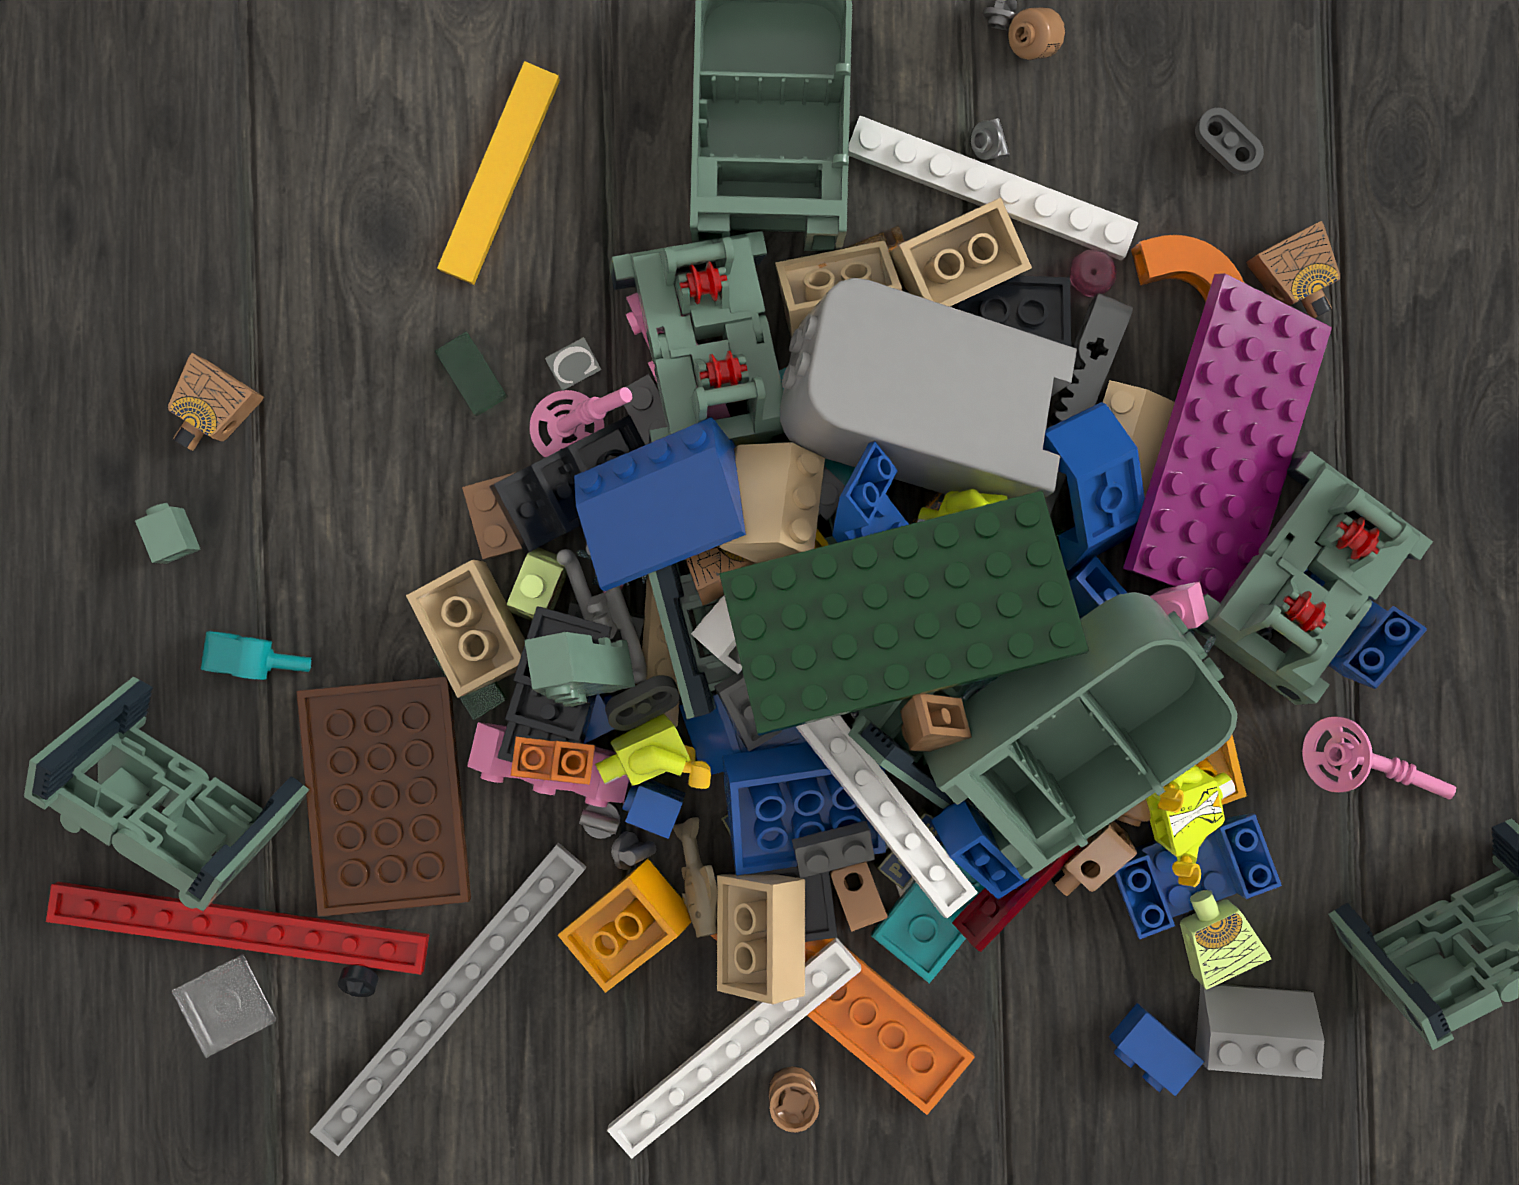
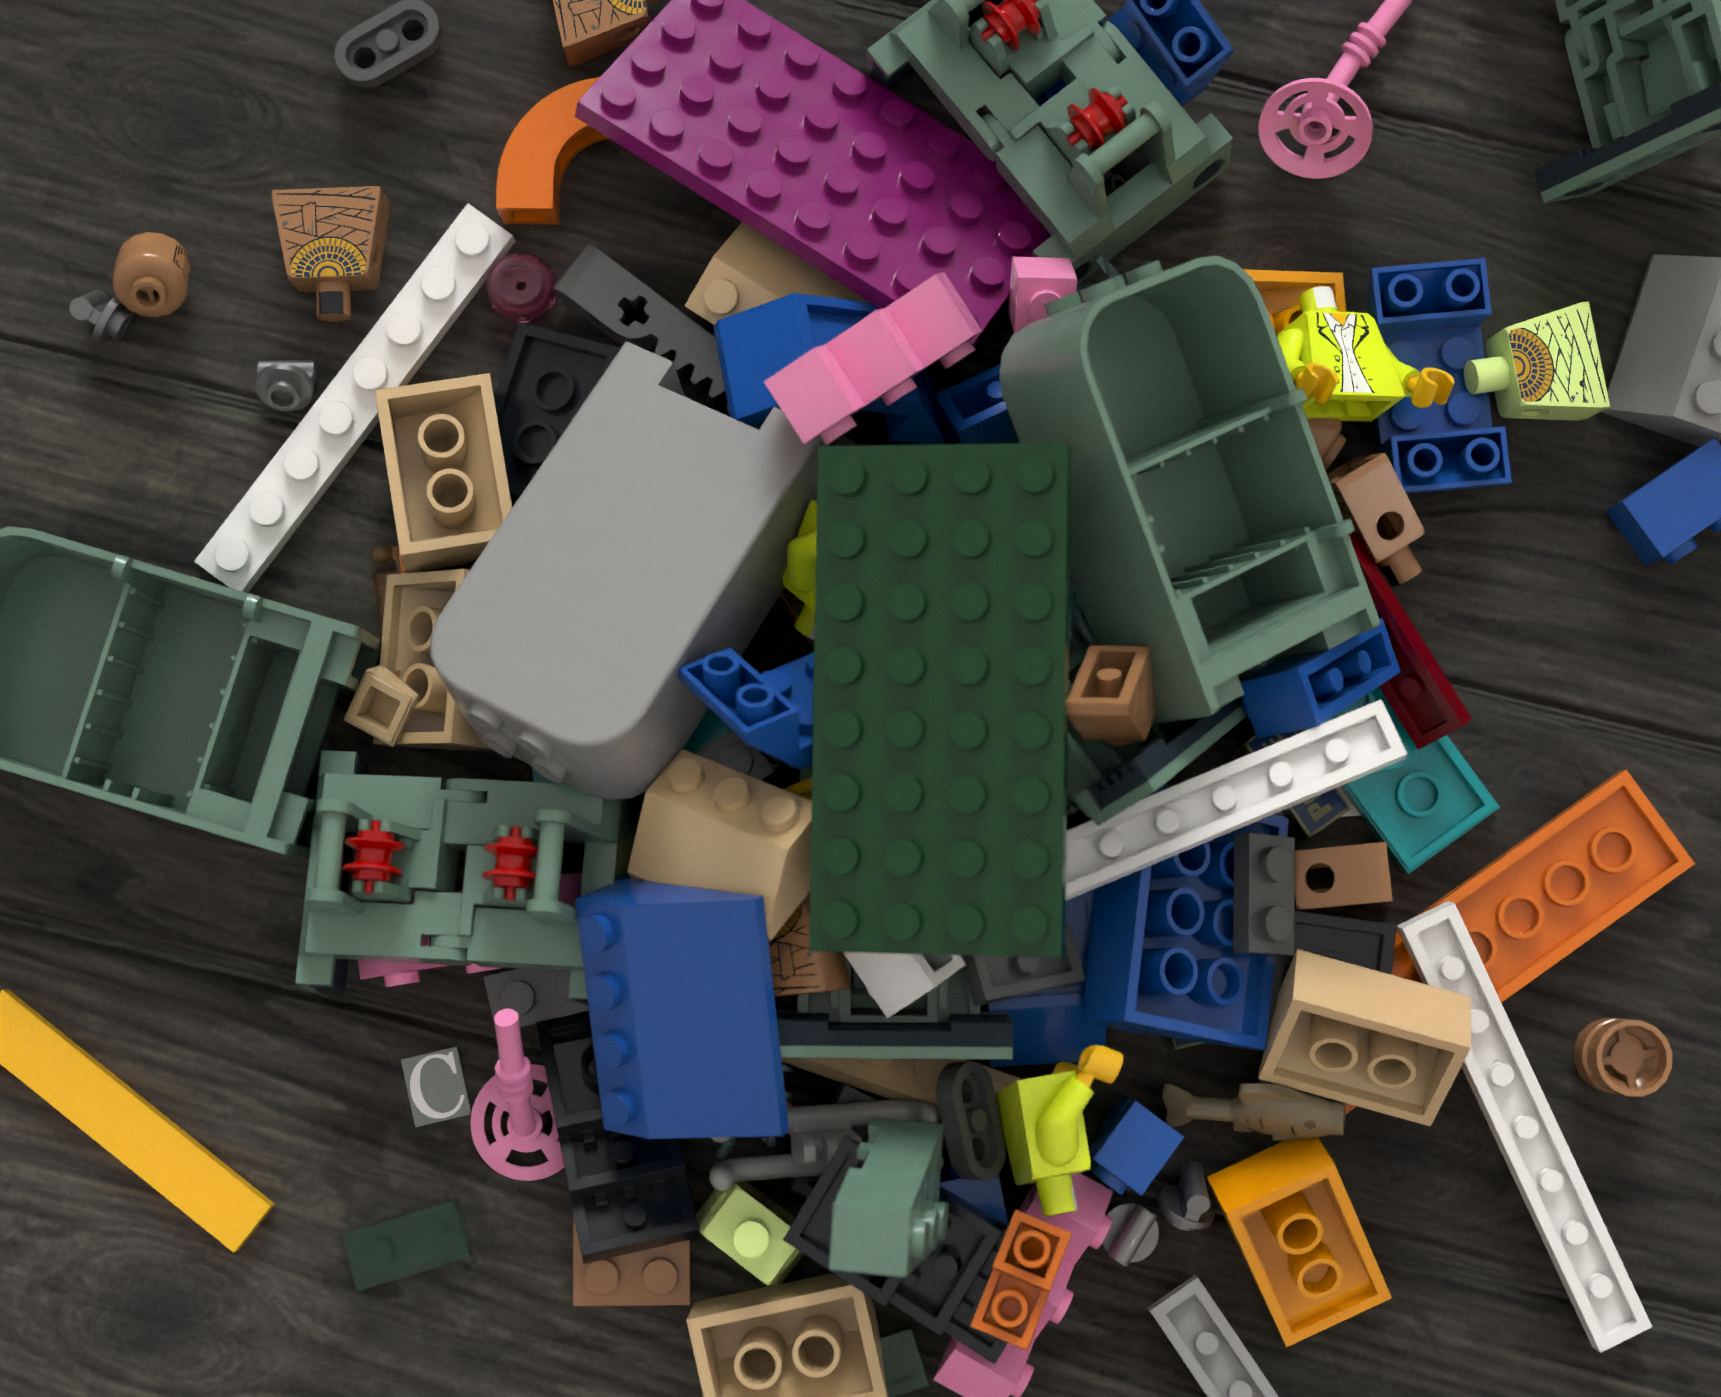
camera: 75 degrees left, 5 degrees down
(801, 260) = (381, 705): none -> tan slope
(1089, 143) = (332, 242): none -> medium nougat torso
(1108, 511) = (874, 360): none -> bright pink brick

